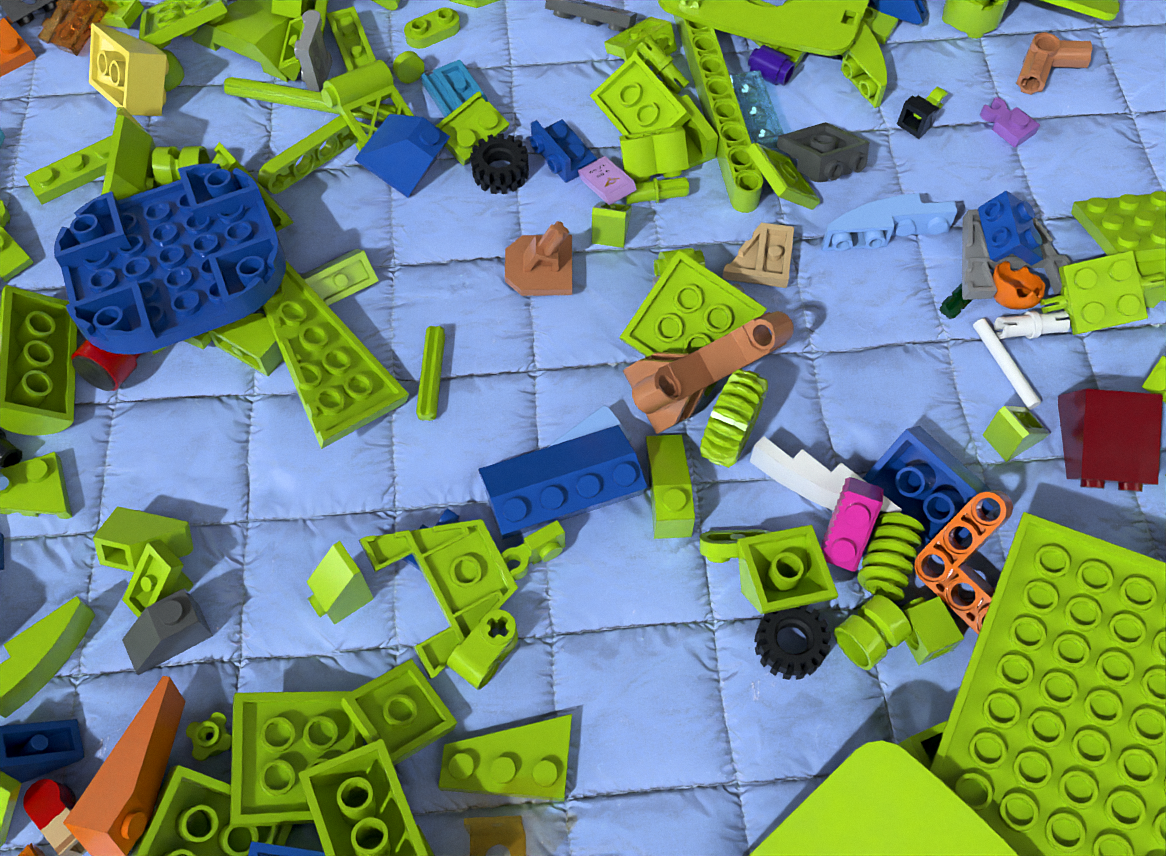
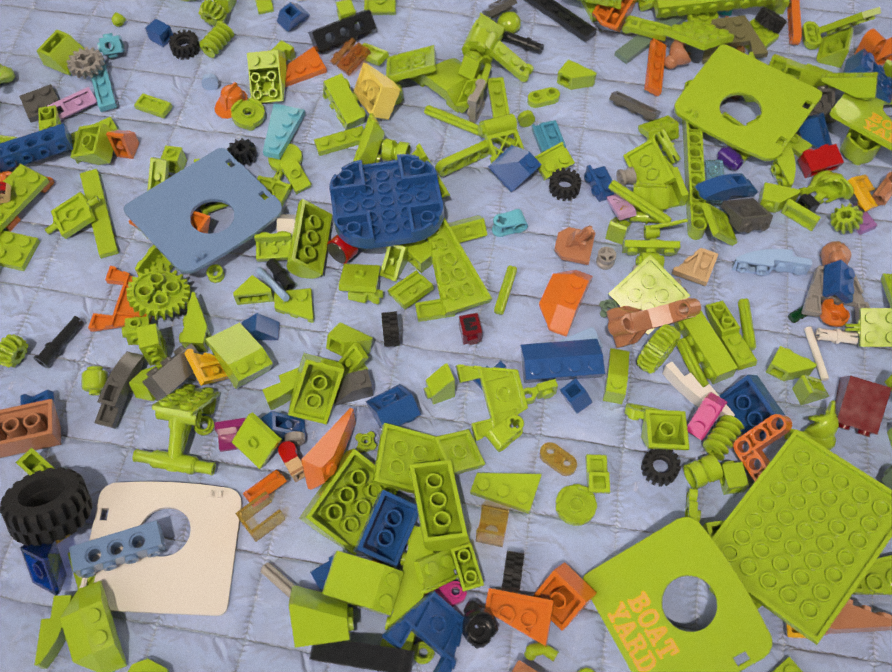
camera: 15 degrees right, 0 degrees up
(60, 767) = (297, 438): none -> light grey tile
(68, 98) = (343, 101): none -> lime wedge
(83, 654) = (315, 388): none -> lime slope
(147, 411) = (359, 278): none -> lime plate
(158, 439) = (364, 296): none -> lime plate
(210, 366) = (394, 262): none -> lime slope
(221, 496) = (390, 329): none -> black tyre
(251, 412) = (410, 289): none -> lime plate
(254, 651) = (394, 406): none -> blue slope
(295, 443) = (430, 310): none -> lime tile
(378, 460) = (470, 329): none -> dark red brick
(417, 248) = (511, 222): none -> medium azure piece
(541, 367) = (563, 299): none -> orange wedge
(595, 675) = (556, 459): none -> clear yellow plate
(603, 129) = (626, 176): none -> light grey wheel
(603, 543) = (576, 396): none -> blue brick
(607, 270) = (610, 256): none -> light grey wheel
(621, 358) = (607, 304): none -> sand green plate
(637, 167) = (639, 203): none -> lime axle
(651, 759) = (575, 505): none -> lime tile
(672, 212) = (653, 231): none -> lime plant
(677, 687) = (597, 474): none -> lime slope
(698, 235) = (635, 247): none -> lime plate
(776, 110) = (726, 186): none -> blue slope
(798, 428) = (691, 361): none -> lime axle
(818, 397) = (707, 348): none -> lime brick
(849, 368) = (728, 332): none -> lime slope
(866, 111) = (775, 196): none -> lime slope
(873, 720) = (691, 508): none -> lime plate
(875, 339) = (747, 323): none -> lime axle
(912, 133) = (800, 214): none -> lime tile
(919, 39) = (824, 158): none -> red brick
(950, 71) = (831, 183): none -> lime piece
(967, 394) = (789, 365): none -> lime slope
(986, 183) = (834, 252): none -> nougat piece
(989, 123) = (846, 218): none -> lime gear
(998, 67) = (862, 187): none -> yellow plate
(1060, 494) = (823, 428): none -> lime piece

